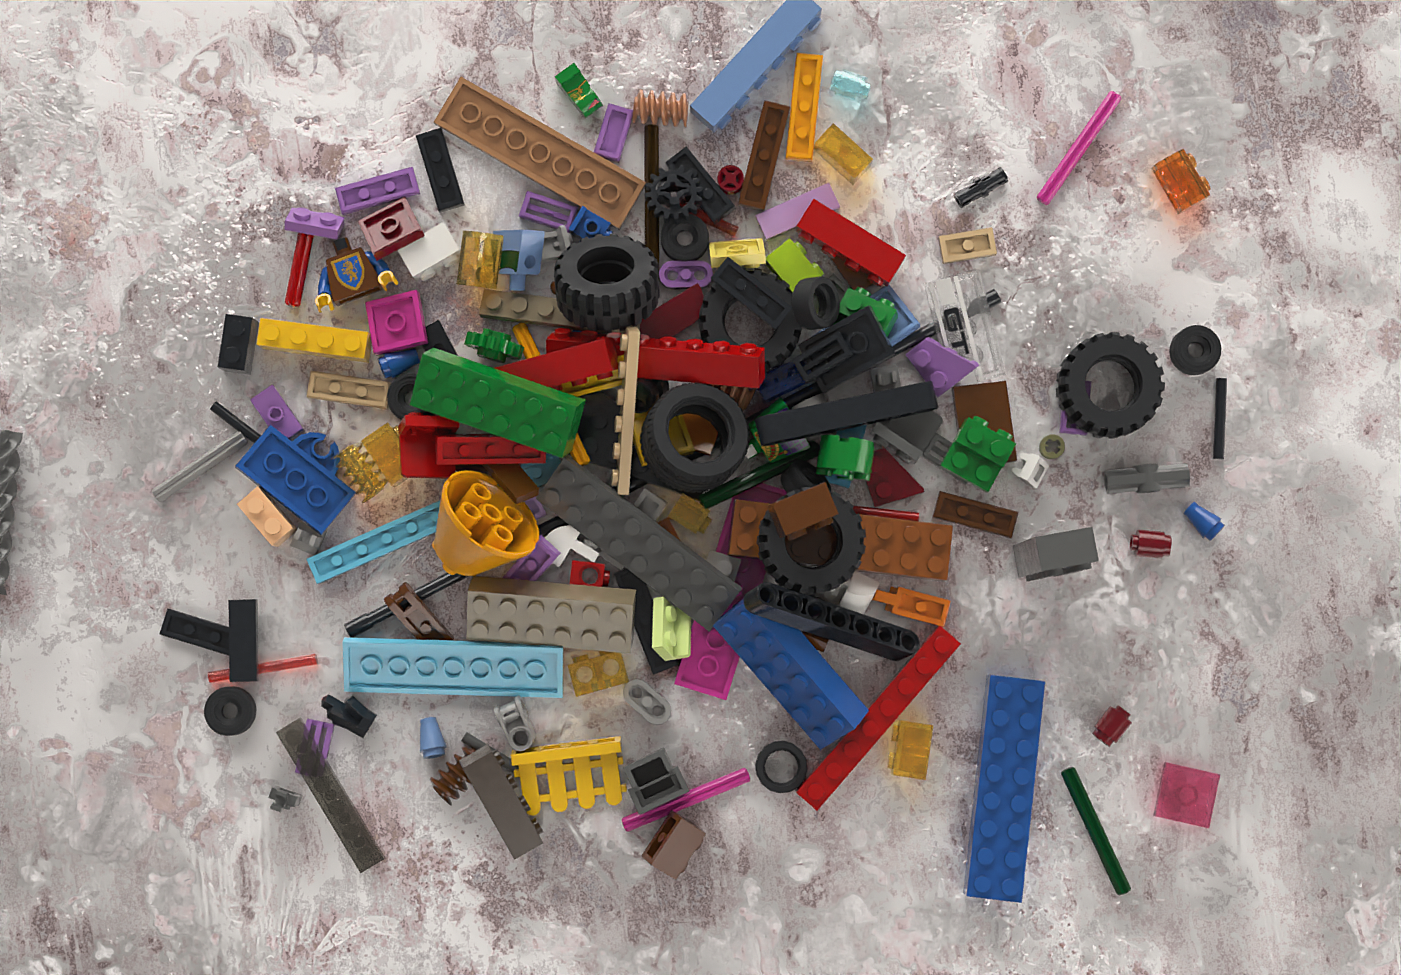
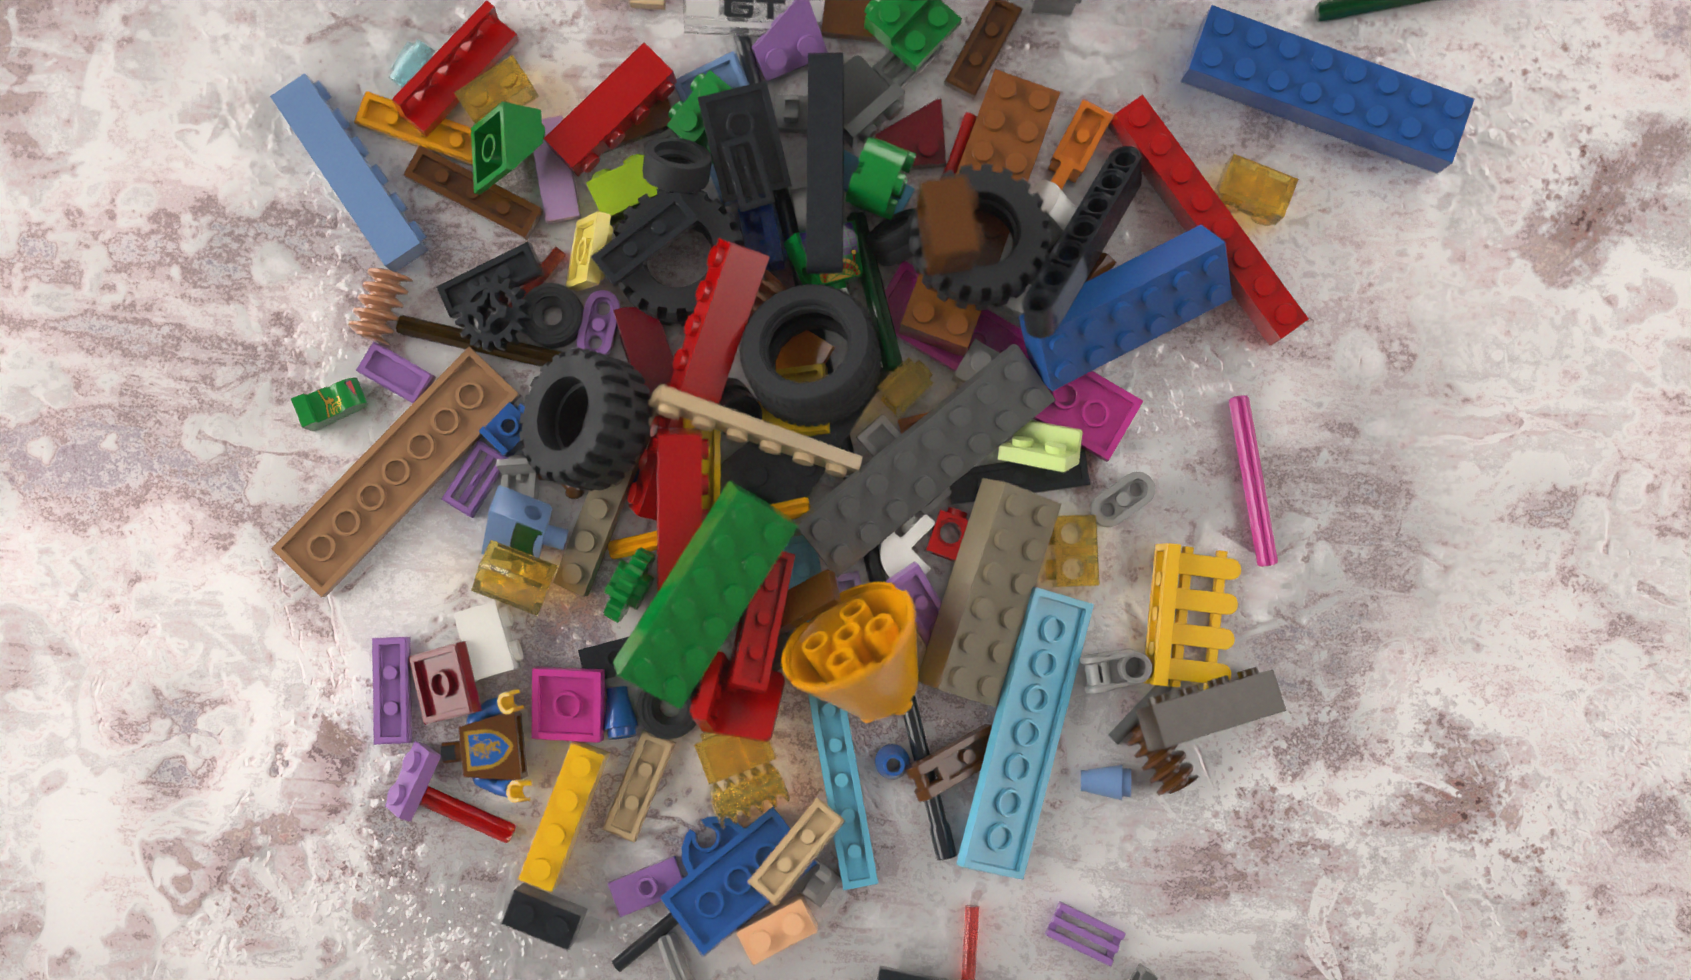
camera: 85 degrees left, 0 degrees up
(326, 516) = (796, 851): none -> tan tile
(330, 795) = (1149, 927): clear smoke plate -> none
(349, 715) = (1054, 879): black rock -> none
(416, 573) = (891, 751): none -> blue cone
(440, 170) = (386, 603): black tile -> none
(654, 781) = (1224, 512): dark grey plate -> none
(674, 845) = (1309, 507): reddish brown brick -> none
(733, 176) = (489, 235): dark red wheel -> none
(801, 170) = (503, 142): none -> green slope
(801, 763) = (1259, 335): black tyre -> none
(854, 119) = (464, 57): none -> red fence

